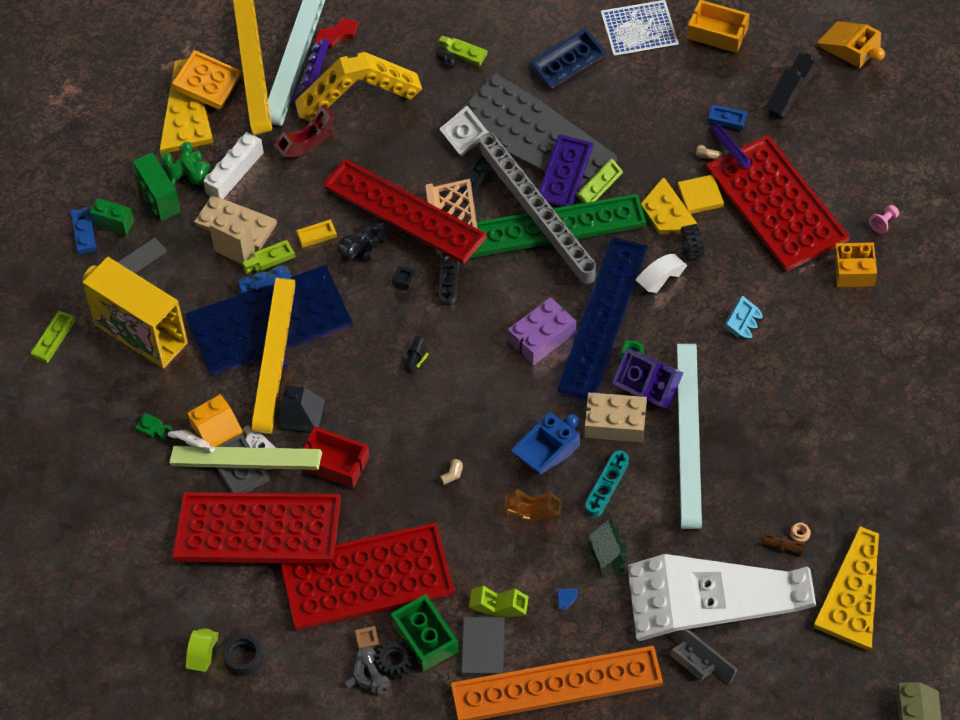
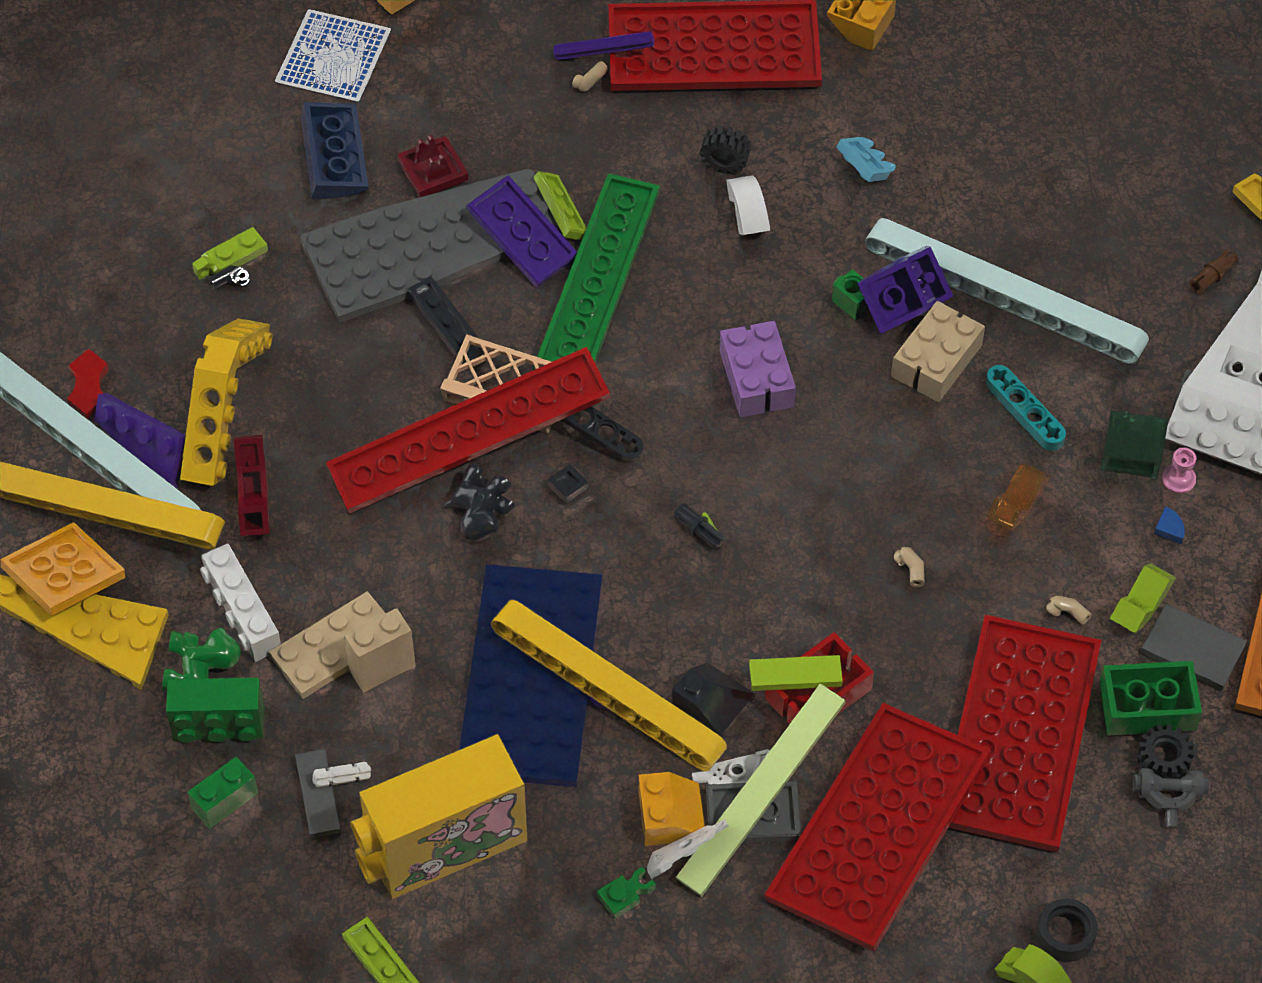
camera: 65 degrees left, 0 degrees up
(83, 231) = (215, 844): blue plate -> none
(152, 262) = (341, 774): none -> white axle
(263, 279) = (463, 645): blue hinge -> none
(269, 257) = (427, 625): lime hinge -> none
(316, 233) = (421, 555): yellow tile -> none
(325, 437) = (795, 673): none -> lime tile
(367, 637) = (1117, 771): medium nougat plate -> none
(463, 131) = (377, 308): white plate -> none
(473, 566) = (1069, 605): none -> tan arm
(538, 208) = (564, 282): light grey beam -> none
(549, 442) = (936, 436): blue slope -> none
(586, 110) = (432, 166): none -> dark red plate
(602, 318) = (775, 296): clear blue plate -> none
(608, 588) = (1180, 476): none -> bright pink piece
(666, 209) = (650, 158): yellow wing -> none
(700, 194) = (647, 114): yellow tile -> none
(727, 117) = (549, 31): blue plate -> none
(800, 527) = (1206, 242): light nougat plate -> none

